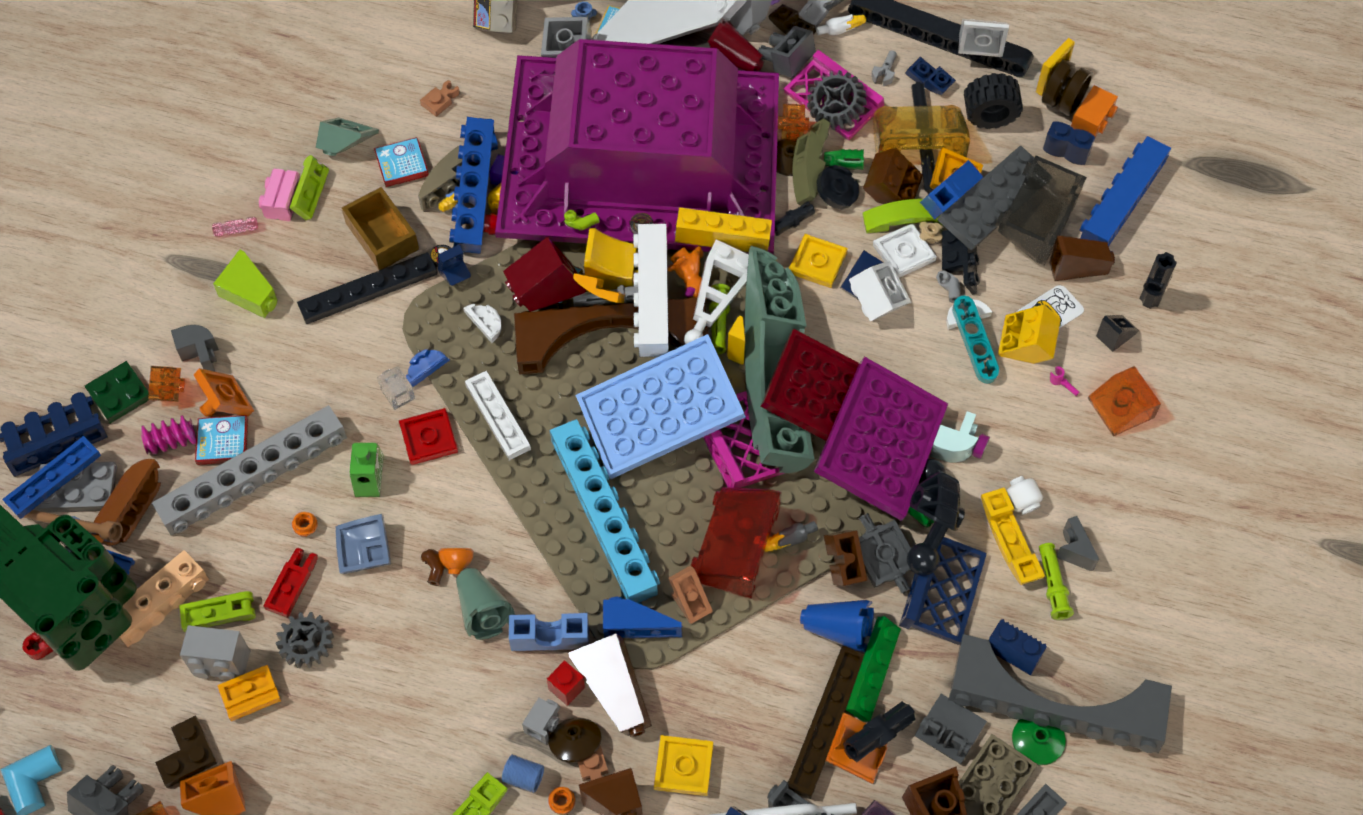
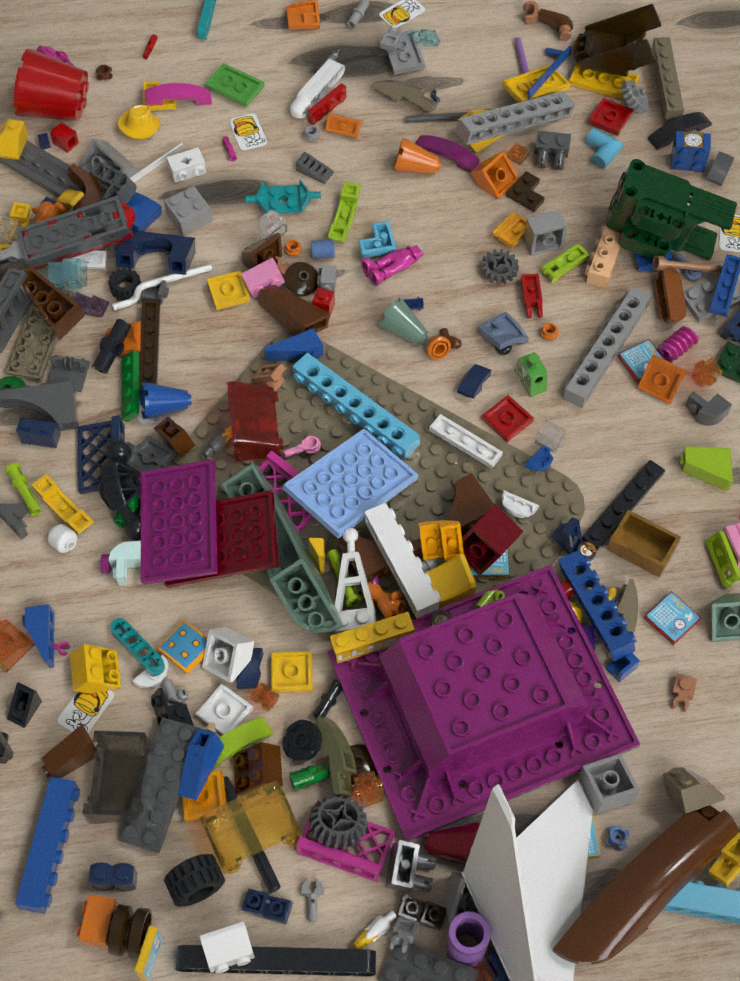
camera: 155 degrees right, 0 degrees up
(427, 709) = (390, 263): none -> dark pink piece
(435, 745) = (381, 244): none -> medium azure brick
(438, 492) = (473, 381): none -> dark blue slope
(449, 636) = (415, 303): none -> clear blue pin
(530, 634) = (362, 319): medium blue arch -> none
(625, 752) = (262, 277): none -> bright pink brick
(682, 486) = (309, 445): none -> bright pink plate
(857, 241) = (265, 697): none -> clear orange wheel
(921, 324) = (184, 647): none -> dark azure slope
(1079, 398) = (40, 625): none -> blue slope

